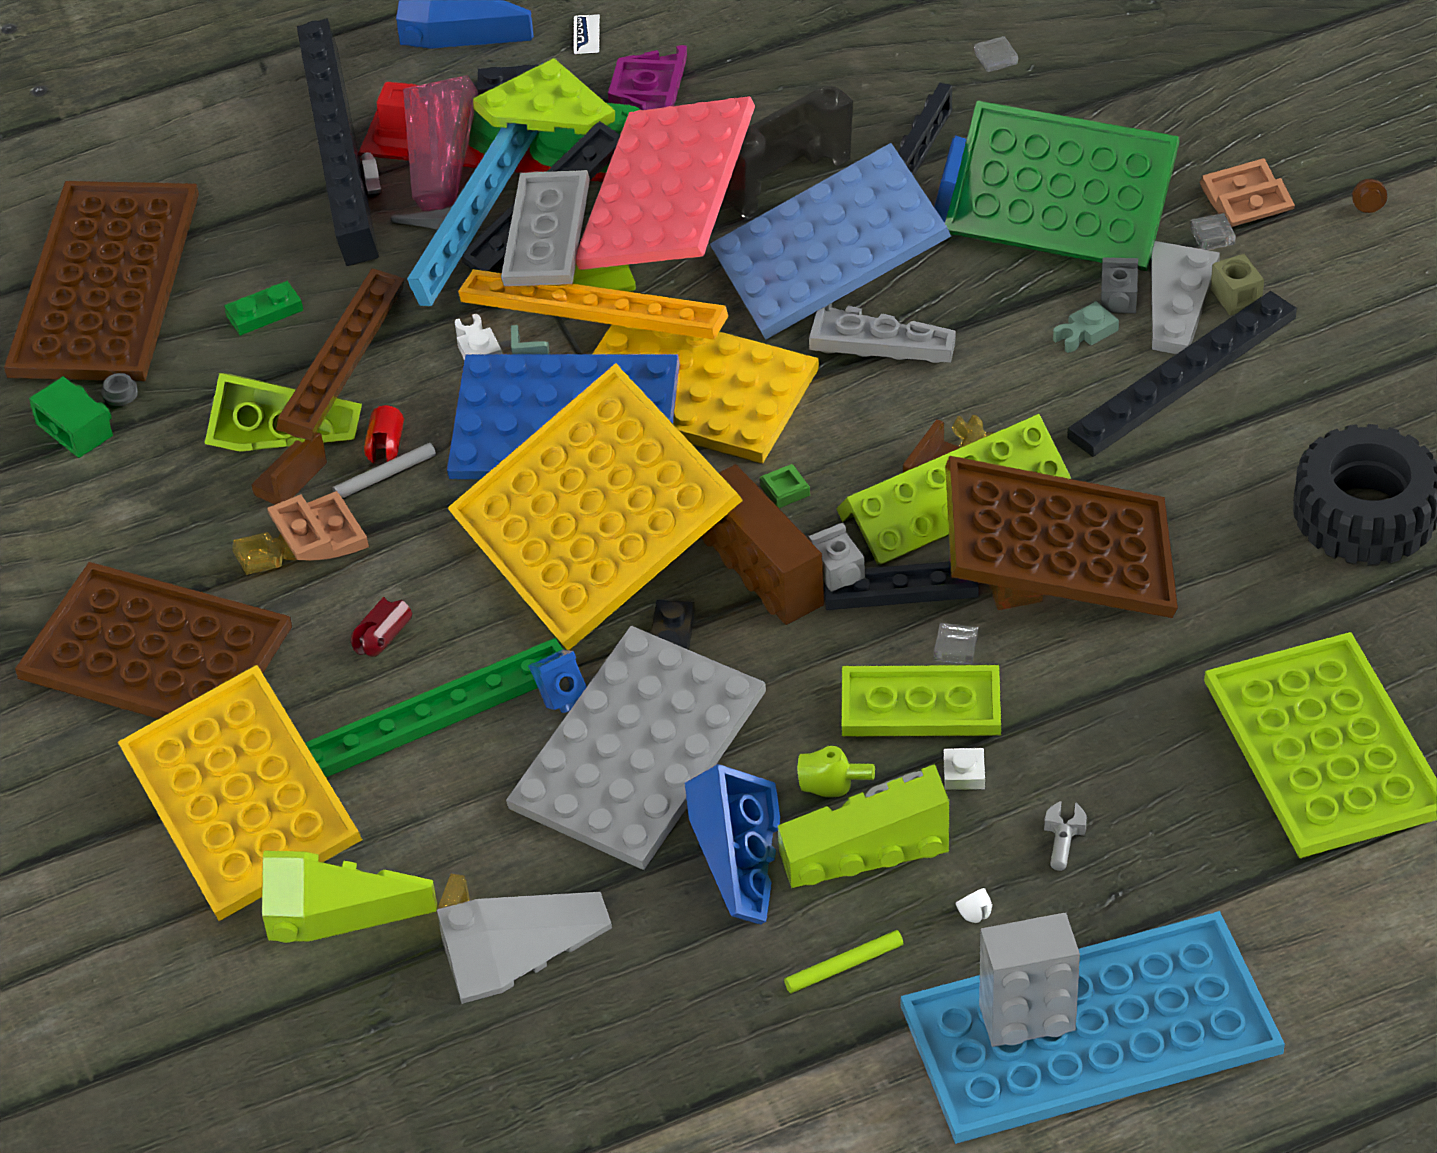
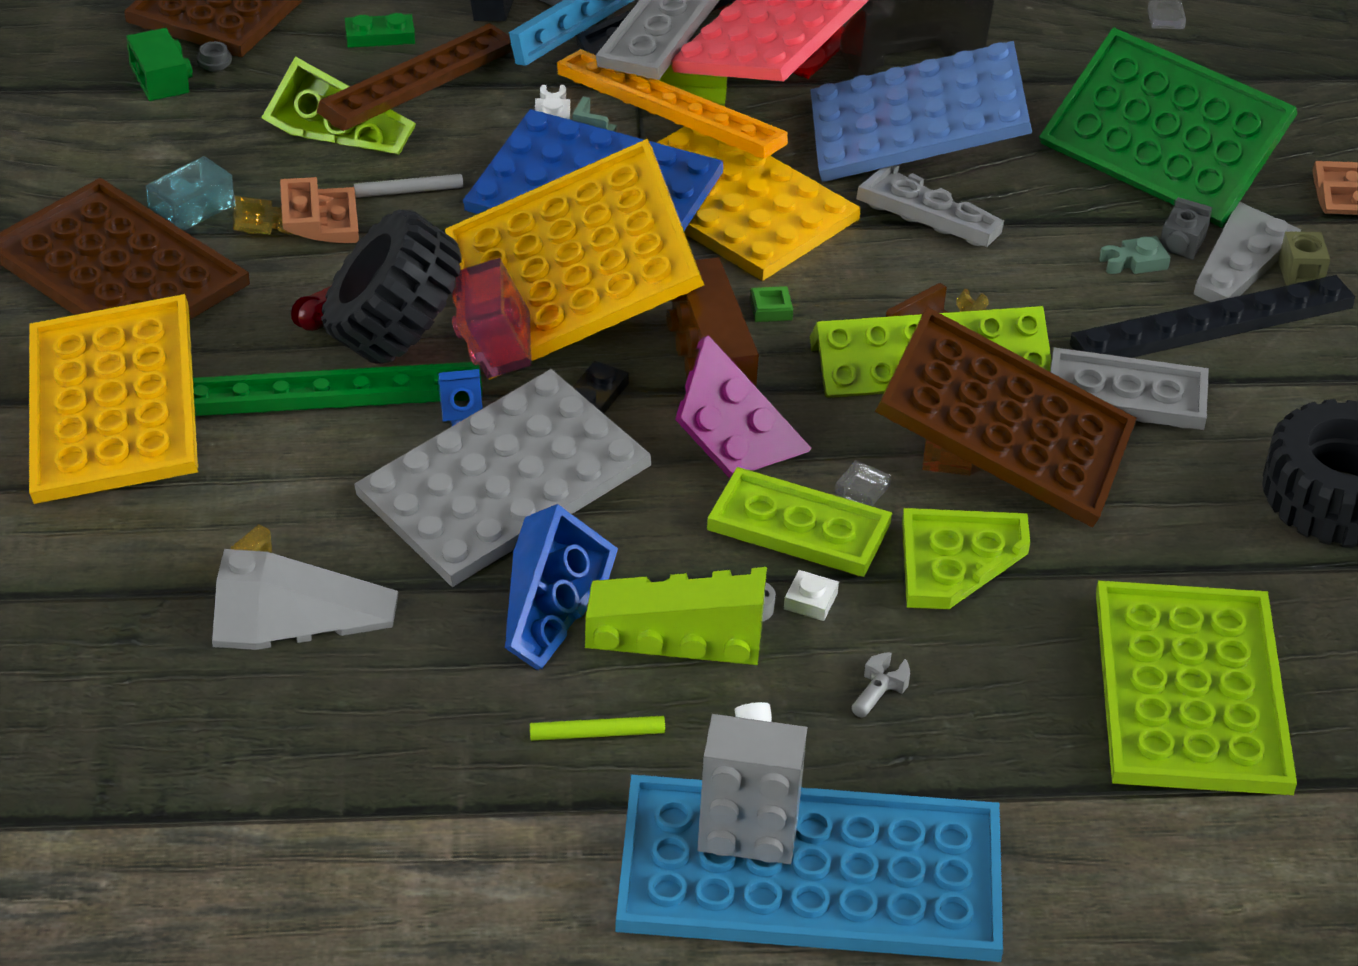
camera: 15 degrees right, 5 degrees down
(186, 549) = (191, 193): none -> clear light blue brick
(291, 470) = (327, 158): reddish brown panel -> none
(324, 900) = (129, 511): lime wedge -> none
(384, 432) = (424, 154): red piece -> none
(451, 594) = (391, 286): none -> black tyre
(558, 595) = (492, 318): none -> clear pink brick
(819, 619) = (732, 416): none -> magenta wing
(829, 772) = (672, 552): lime piece -> none
(840, 557) = (779, 369): light grey brick -> none
(901, 586) = (836, 417): black plate -> none
(926, 127) = (1061, 55): black plate -> none
(949, 176) = (1056, 93): blue tile -> none
(1070, 684) = (958, 552): none -> lime plate
(1150, 464) = (1140, 387): none -> light grey plate
(1213, 232) = (1304, 212): clear tile -> none

